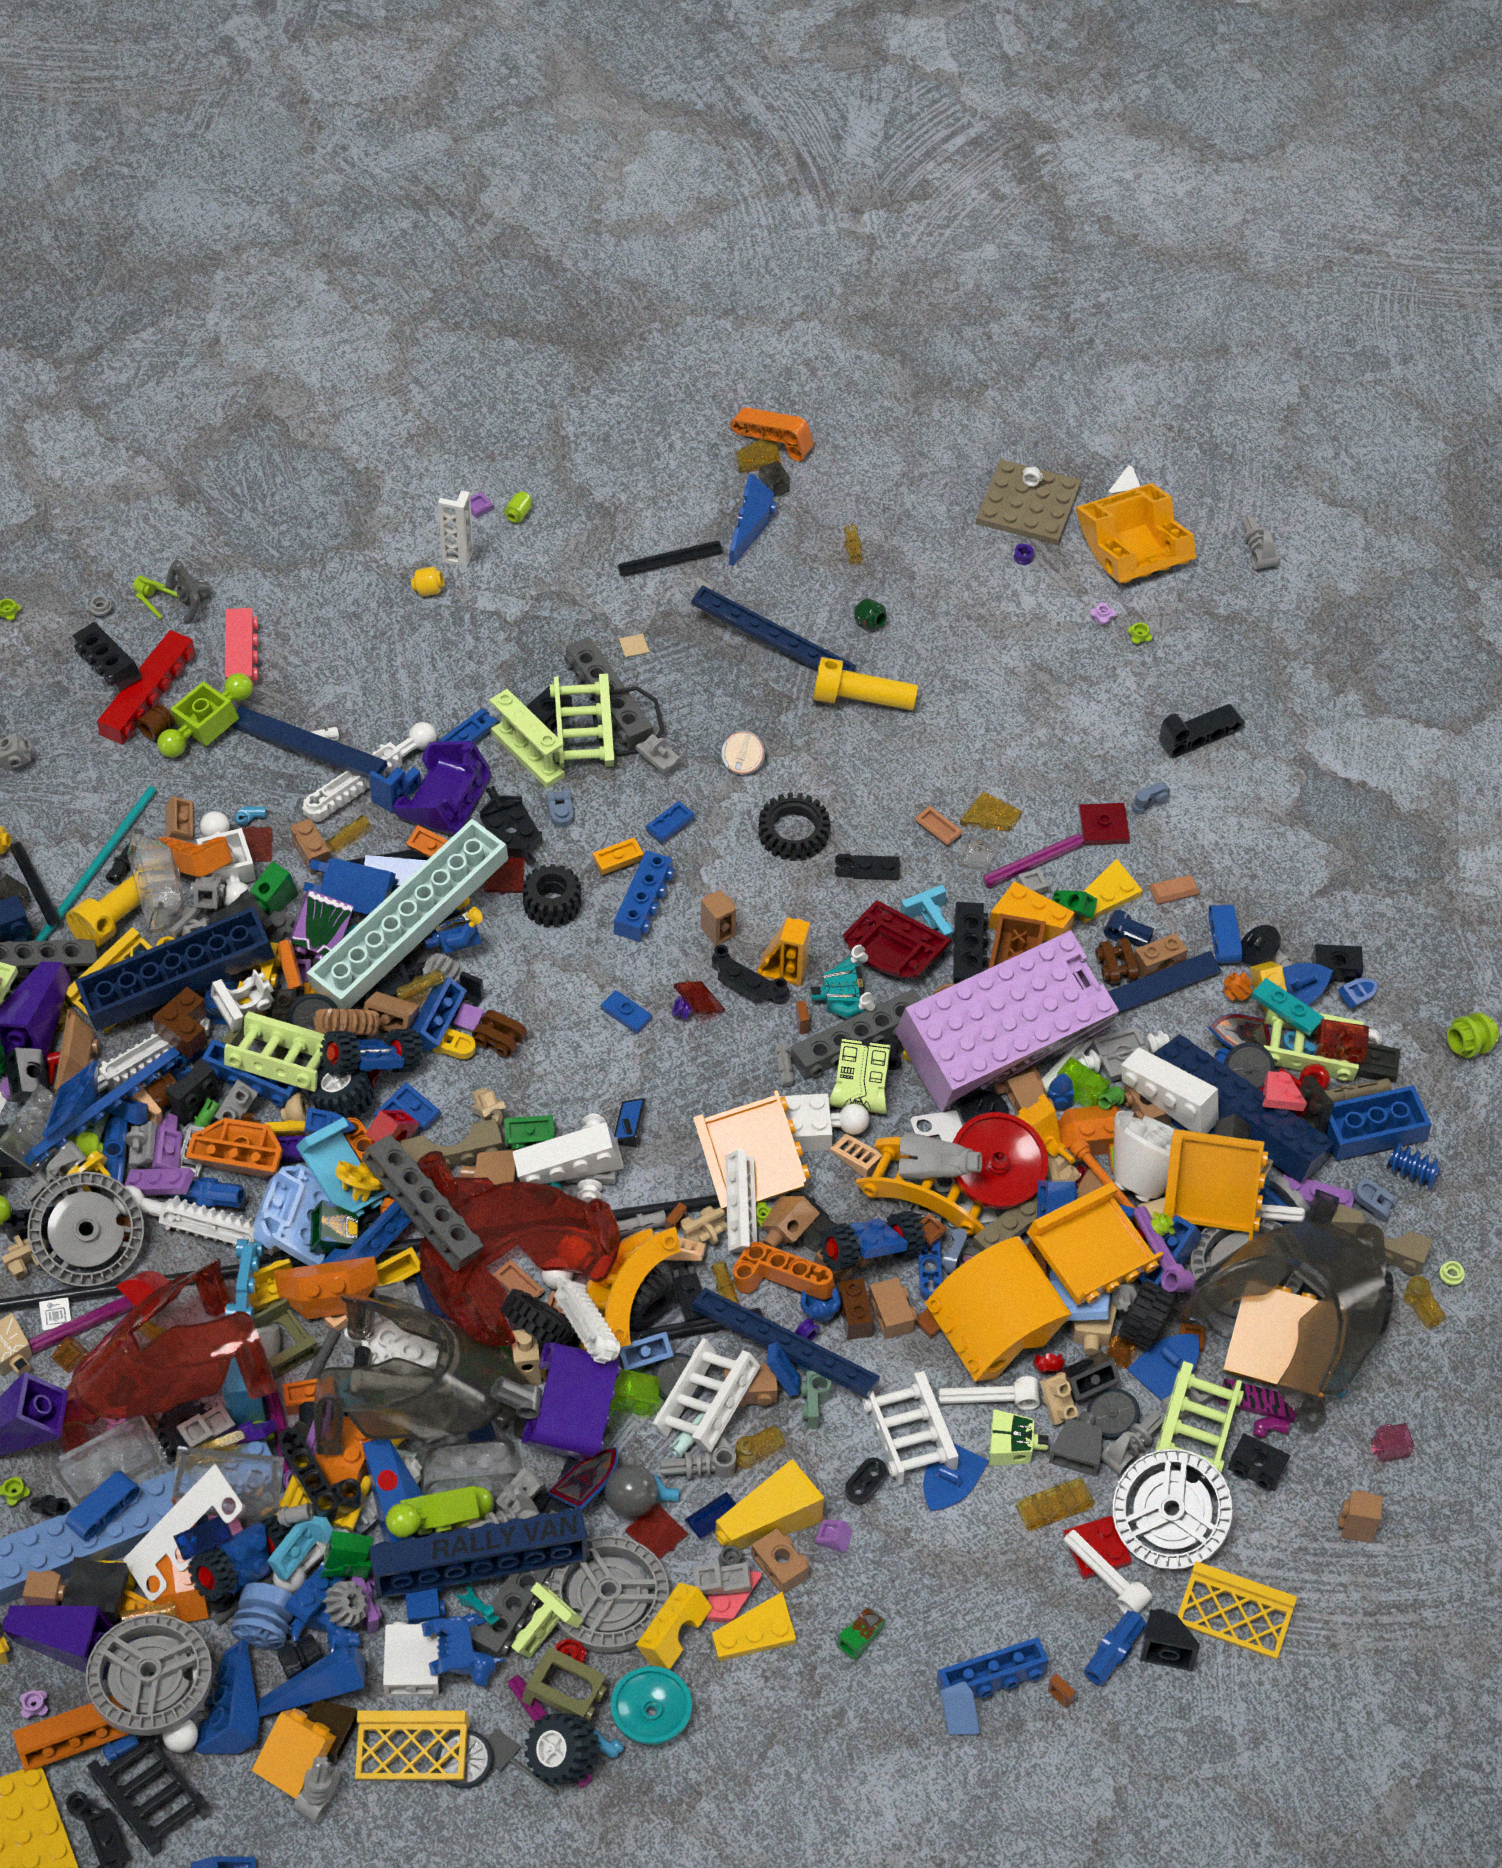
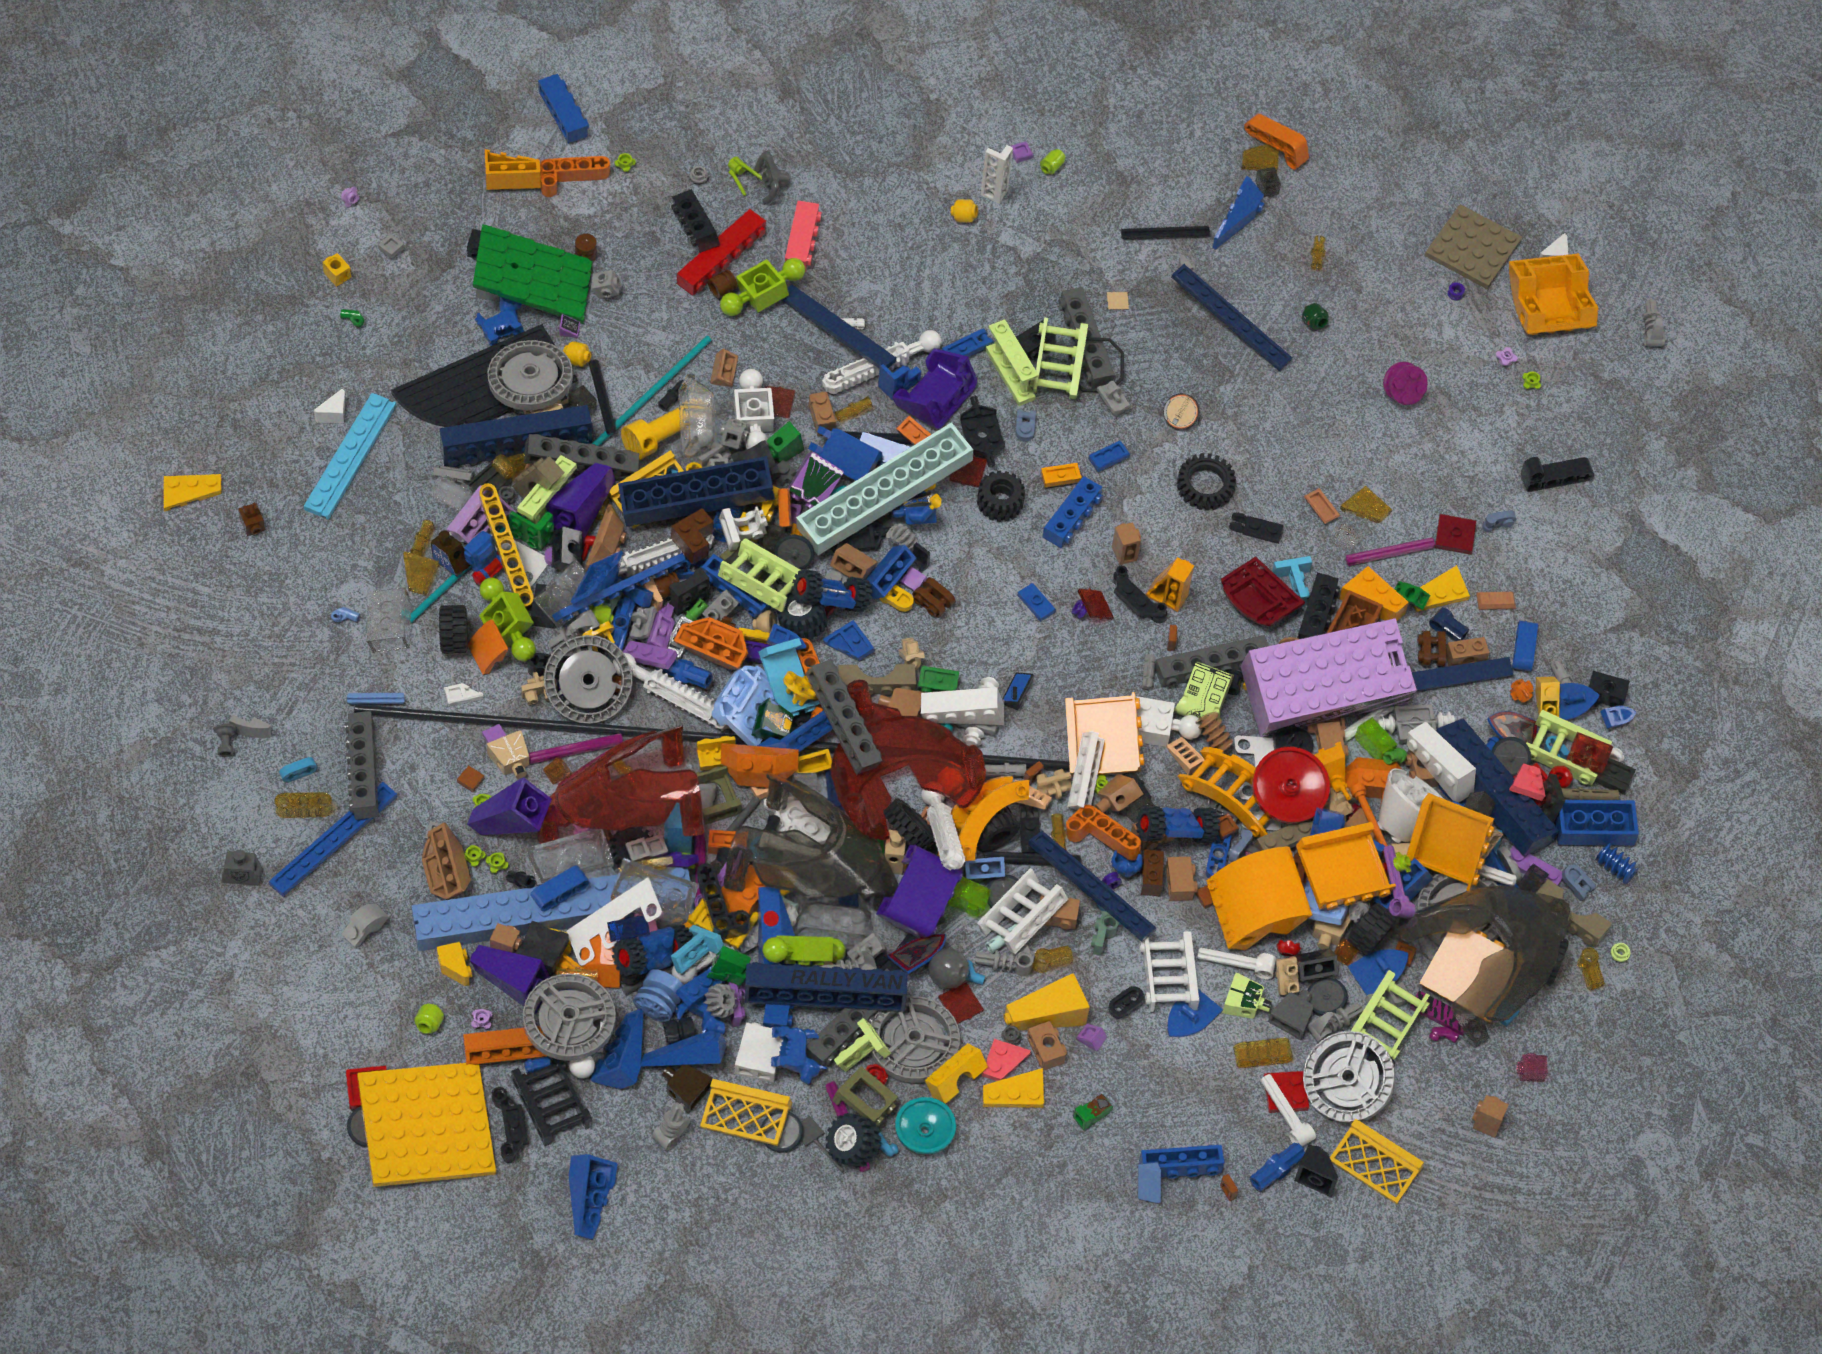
camera: 10 degrees right, 5 degrees up
(54, 1313) = (552, 737): white sticker -> none
(142, 1285) = (621, 731): red brick -> none
(199, 859) = (731, 406): orange beam -> none
(248, 813) = (779, 375): dark azure arm -> none
(249, 1254) = (698, 748): dark azure plate -> none
(287, 1515) = (698, 927): light grey pin -> none
(292, 1750) = (659, 1095): light orange brick -> none
(355, 1020) = (817, 562): medium nougat gear -> none
(392, 1122) = (836, 650): red brick -> none
(420, 984) = (881, 545): clear yellow pin -> none
(471, 1600) = (812, 1019): teal piece -> none
(512, 1277) = (901, 790): nougat tile -> none
(524, 1398) = (884, 881): dark grey piece -> none
(704, 1520) = (997, 1003): clear blue tile -> none
(723, 1580) = (997, 1048): light grey slope -> none
(783, 1369) = (1085, 905): blue tile -> none
(835, 682) = (1270, 368): yellow piece -> none
(844, 987) = (1211, 621): teal torso -> none
(886, 1116) = (1215, 731): none -> medium nougat piece
(935, 1158) = (1241, 772): light grey piece -> none
(997, 664) = (1405, 383): none -> magenta wheel
(1032, 476) = (1480, 226): white plate -> none
(1034, 880) = (1384, 569): light grey plate -> none
(1061, 1091) = (1357, 743): blue plate -> none
(1253, 1450) = (1423, 1048): black brick -> none
(1260, 945) = (1549, 661): black piece -> none
(1287, 1006) = (1554, 716): teal plate -> none
(1472, 1034) = (1696, 771): lime piece -> none

